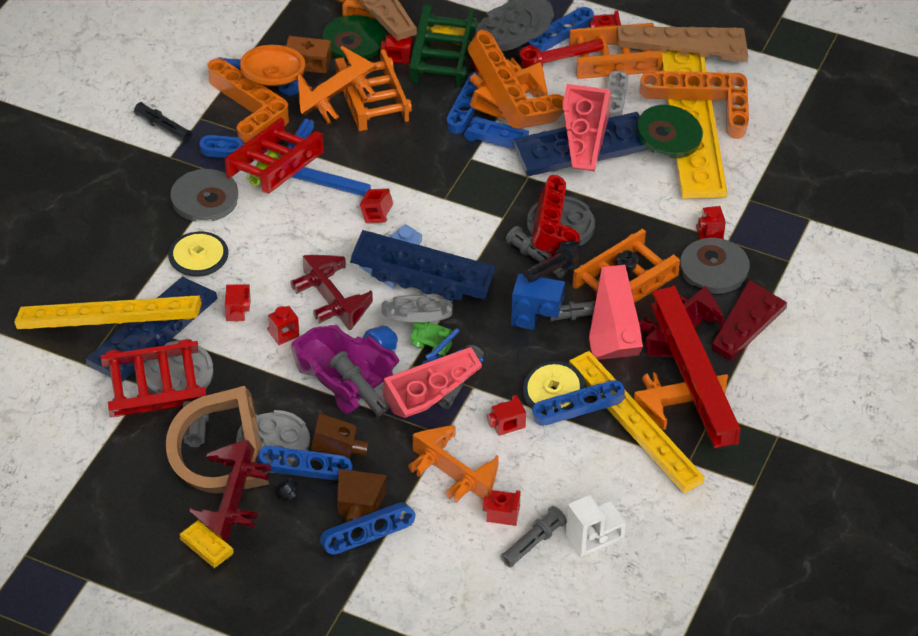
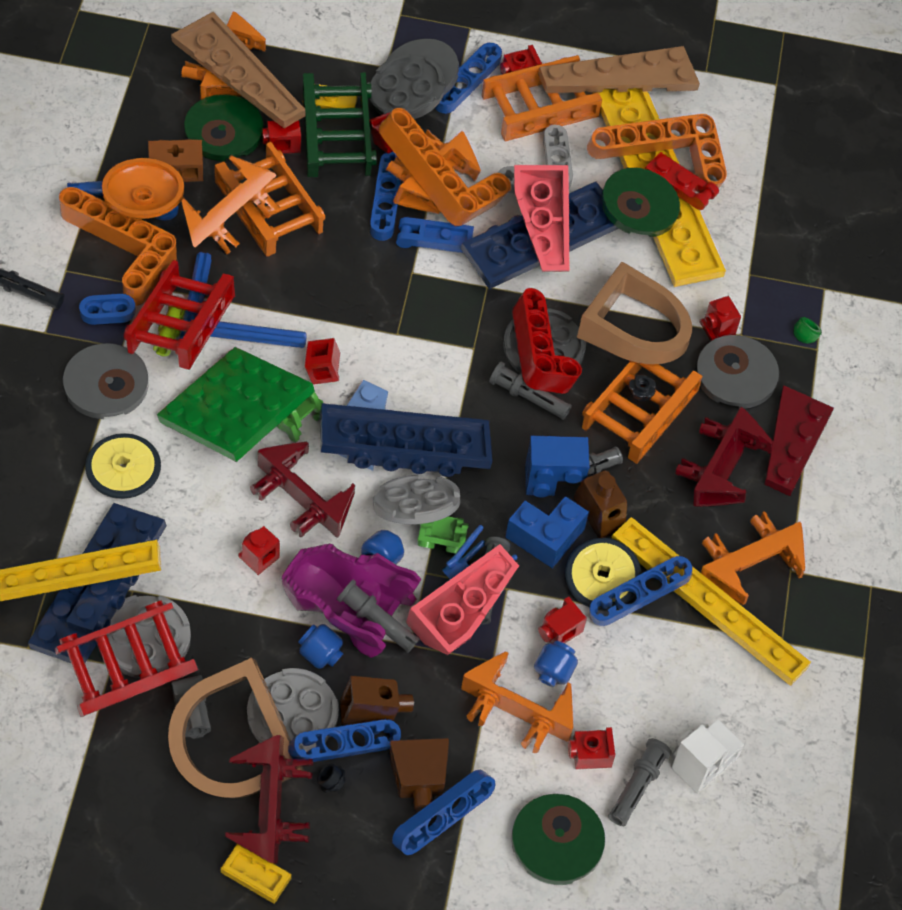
camera: 20 degrees left, 10 degrees up
(237, 301) = (193, 527): red brick -> none
(296, 221) = (236, 403): none -> green plate
(309, 398) = (321, 646): none -> blue head
(336, 239) = (293, 421): none -> bright green piece
(454, 565) = (558, 839): none -> dark green tile
(492, 442) = (556, 663): none -> blue head
(517, 352) = (547, 535): none -> blue brick
(531, 55) = (460, 121): red axle -> none
(563, 328) = (602, 499): none -> reddish brown torso
(565, 257) = (573, 399): black axle -> none
(602, 203) = (614, 340): none -> medium nougat window
(615, 321) = (652, 471): coral wedge -> none
(695, 368) = (766, 523): red tile -> none
(711, 123) = (684, 181): none -> red plate
(784, 246) = (806, 330): none -> green piece

